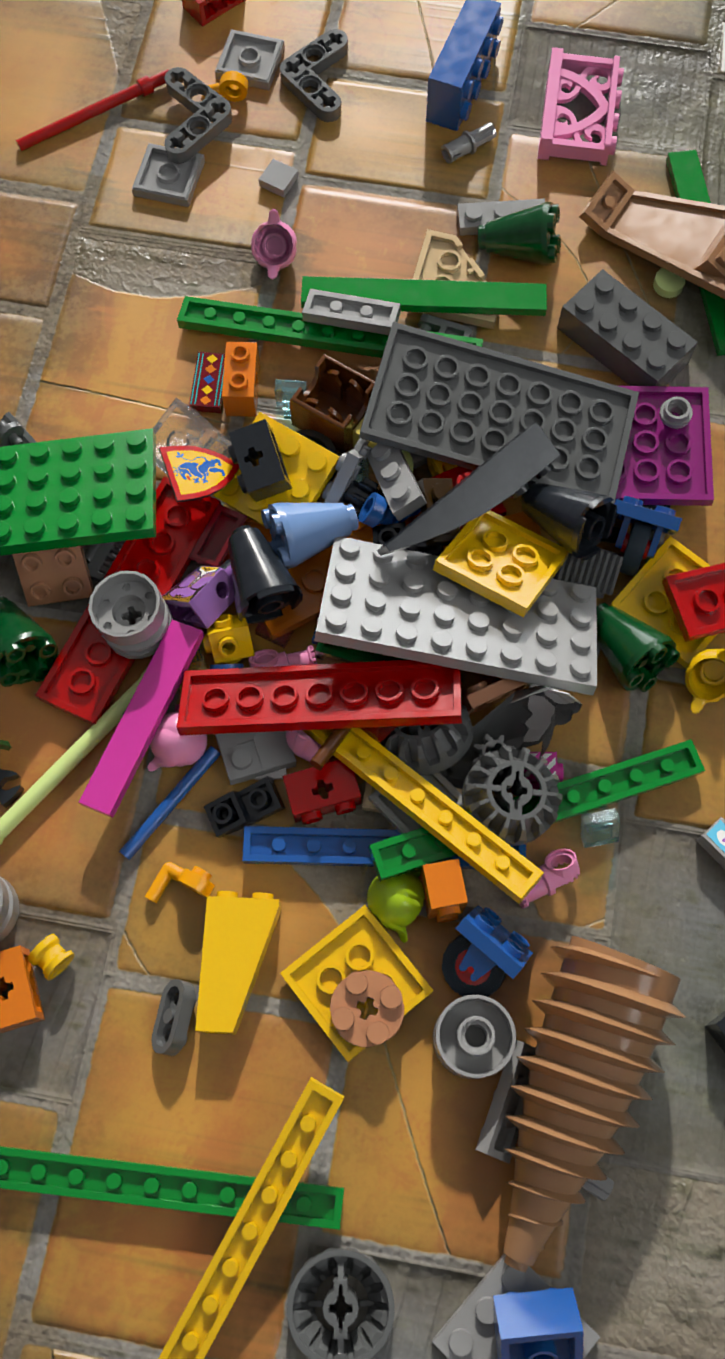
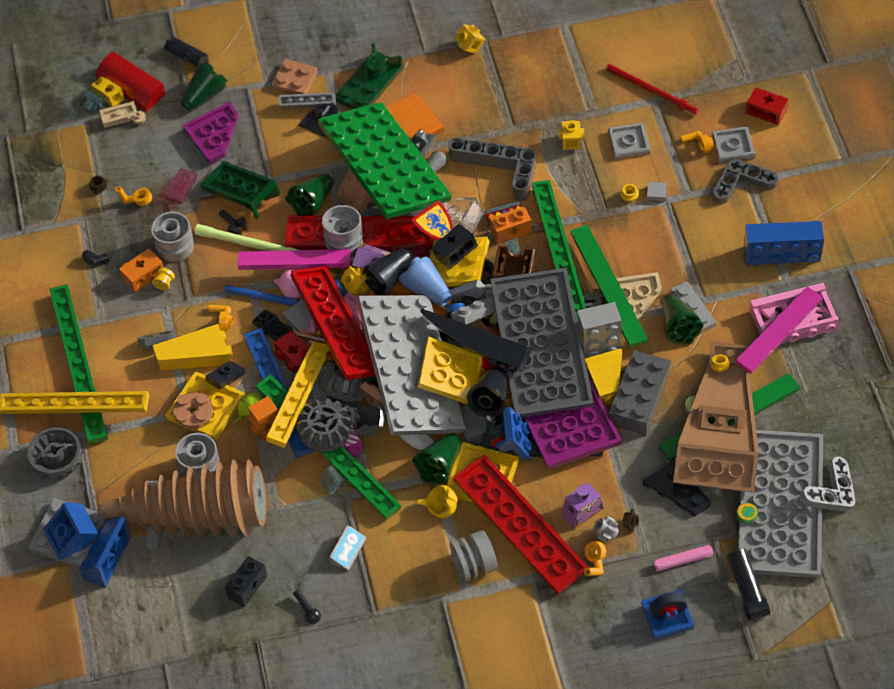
camera: 70 degrees right, 15 degrees down
(54, 428) = (437, 160): none -> light grey cone
(121, 234) = (571, 135): none -> yellow brick
(125, 316) = (498, 156): none -> dark grey beam
(202, 116) = (676, 137): dark grey beam -> none
(261, 207) = (629, 192): none -> yellow plate
(274, 244) = (604, 206): bright pink hair -> none
(312, 924) = (225, 374): none -> black plate
(350, 311) = (572, 253): light grey plate -> none
(468, 142) = (735, 271): light grey axle -> none
(483, 954) = (243, 446): blue plate -> none
(521, 318) = (599, 329): none -> light grey brick
(554, 877) = (293, 466): bright pink connector -> none
(579, 356) = (605, 374): none -> yellow slope
(600, 1287) = (106, 552): none -> blue slope
(612, 124) = (779, 330): none -> dark pink tile
(624, 218) = (720, 363): none -> yellow plate
(677, 405) = (592, 422): light grey plate -> none

